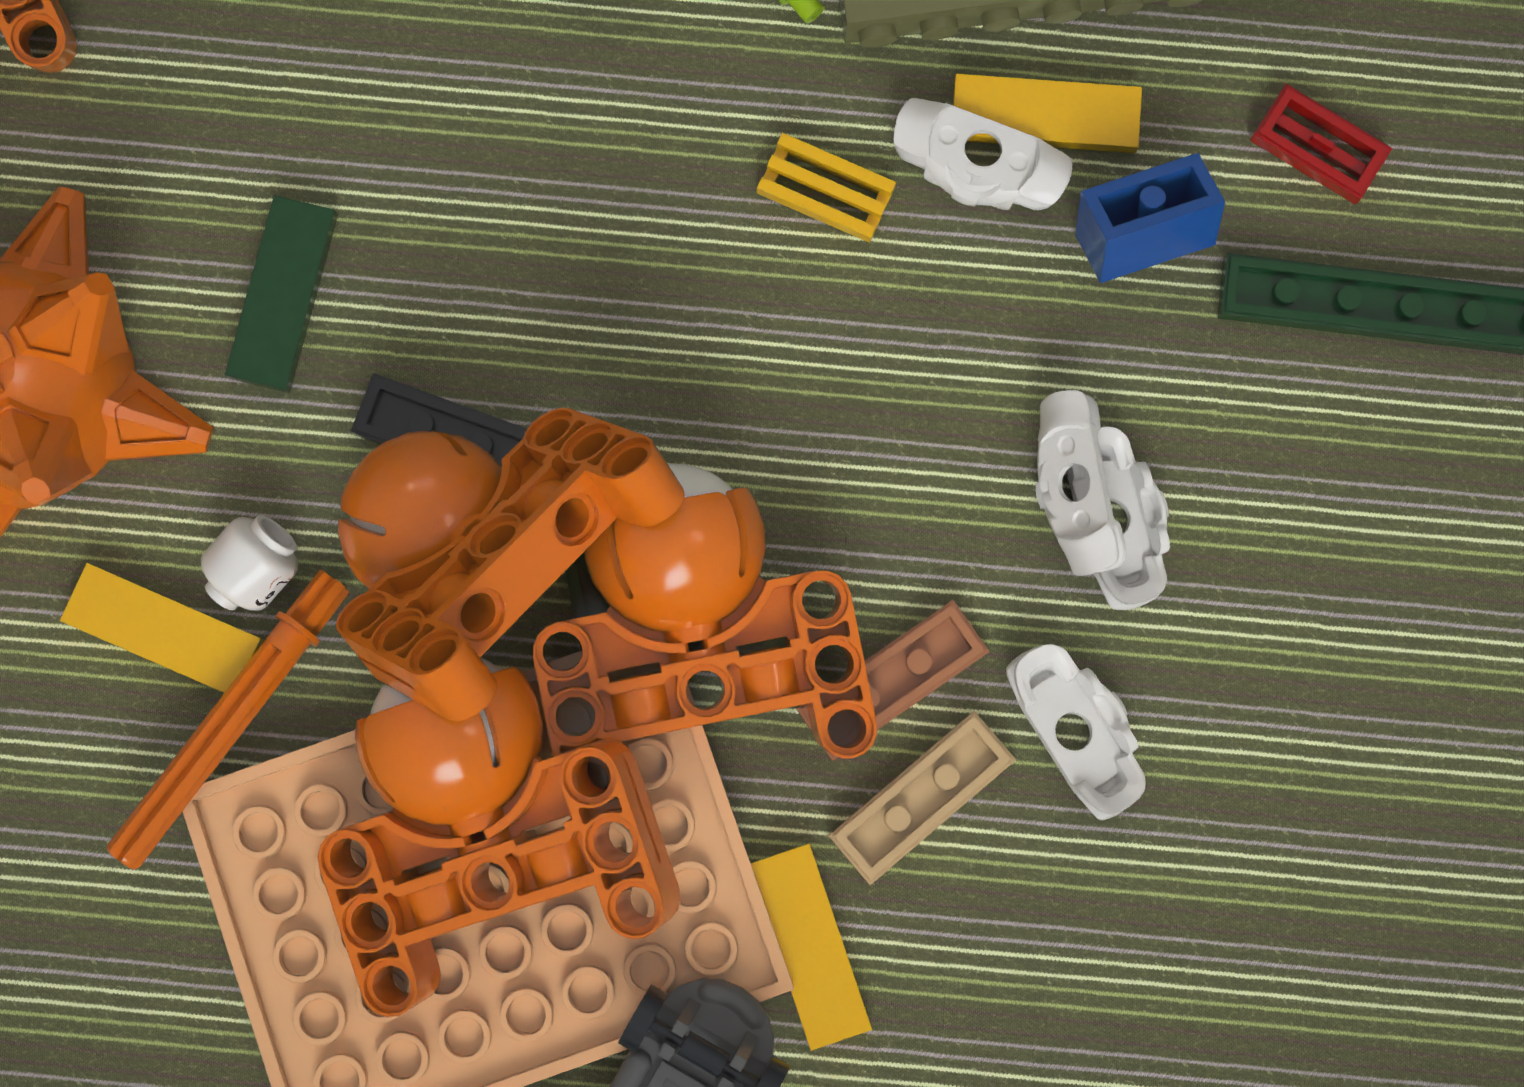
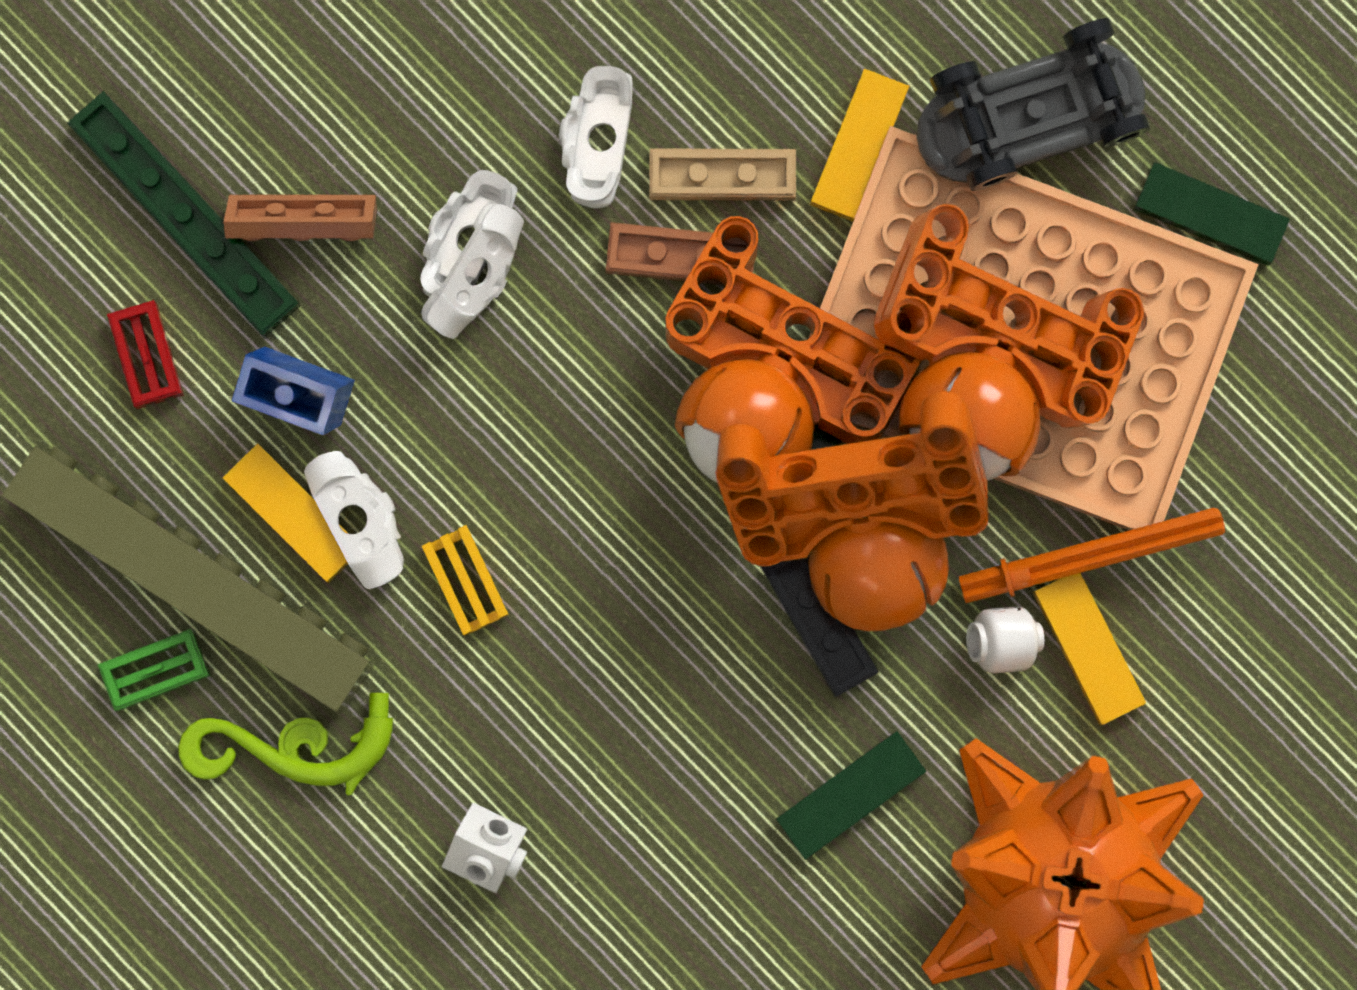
camera: 140 degrees left, 0 degrees up
(1295, 396) = (300, 217): none -> nougat plate

